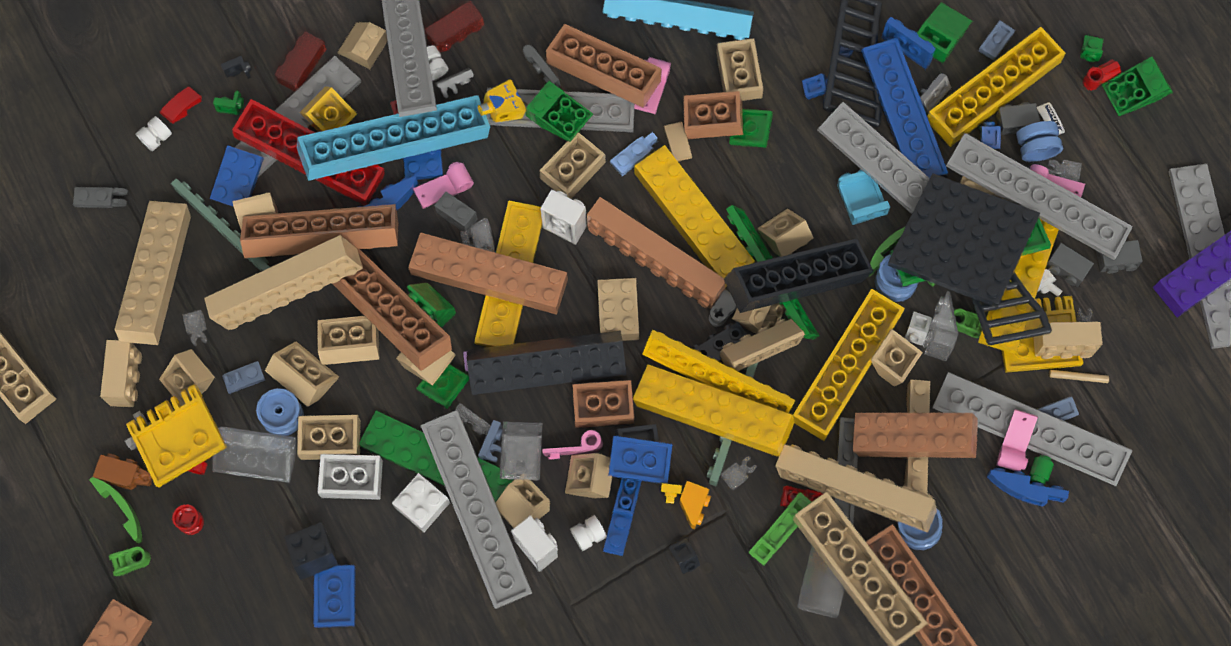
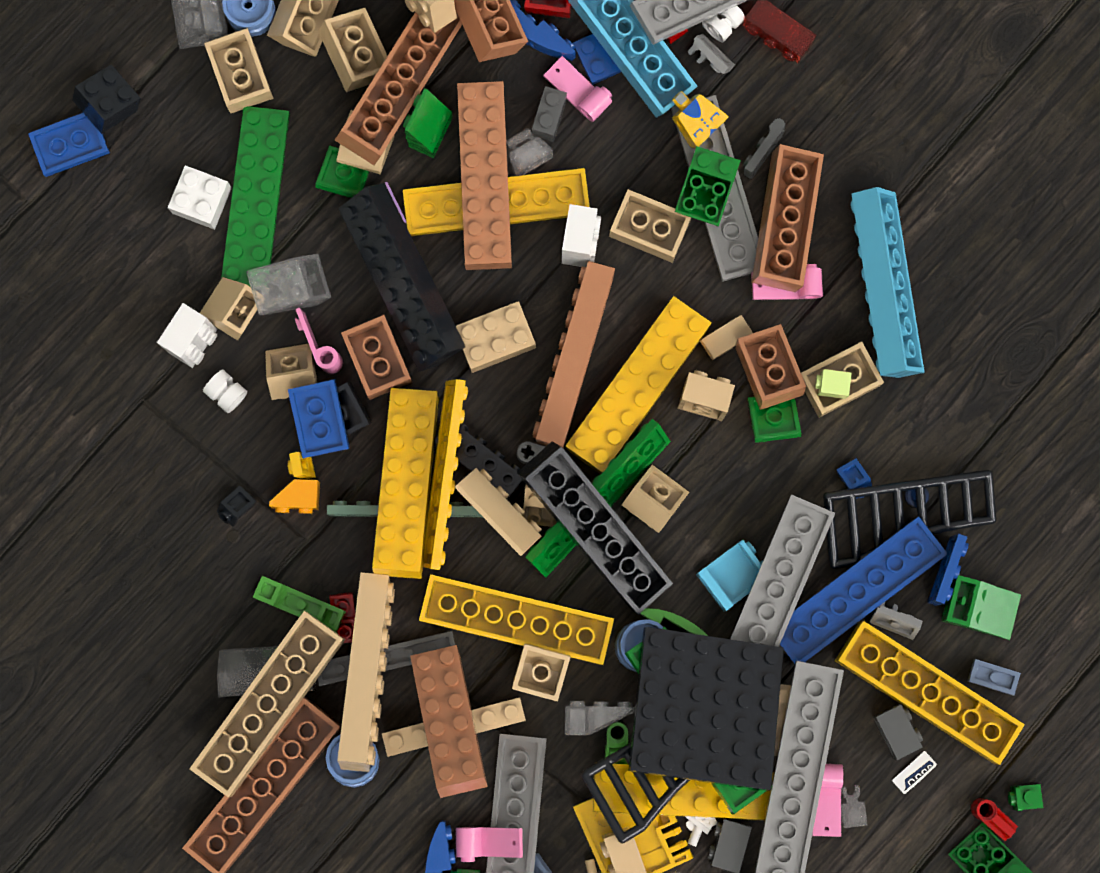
camera: 70 degrees right, 10 degrees up
(350, 476) = (202, 110): white brick -> none
(476, 509) = (211, 258): light grey plate -> none
(479, 425) = (314, 212): clear plate -> none
(494, 434) = (289, 247): sand blue plate -> none
(622, 516) = (252, 423): blue slope -> none
(633, 154) = (694, 292): light blue hinge -> none
(721, 165) = (706, 395): none -> tan brick
(736, 474) = (348, 534): clear plate -> none
(744, 70) = (833, 383): none -> yellowish green brick
(918, 328) = (591, 689): white bracket -> none
(990, 134) = (864, 704): blue bracket -> none
(1039, 141) = (874, 765): medium blue wheel -> none

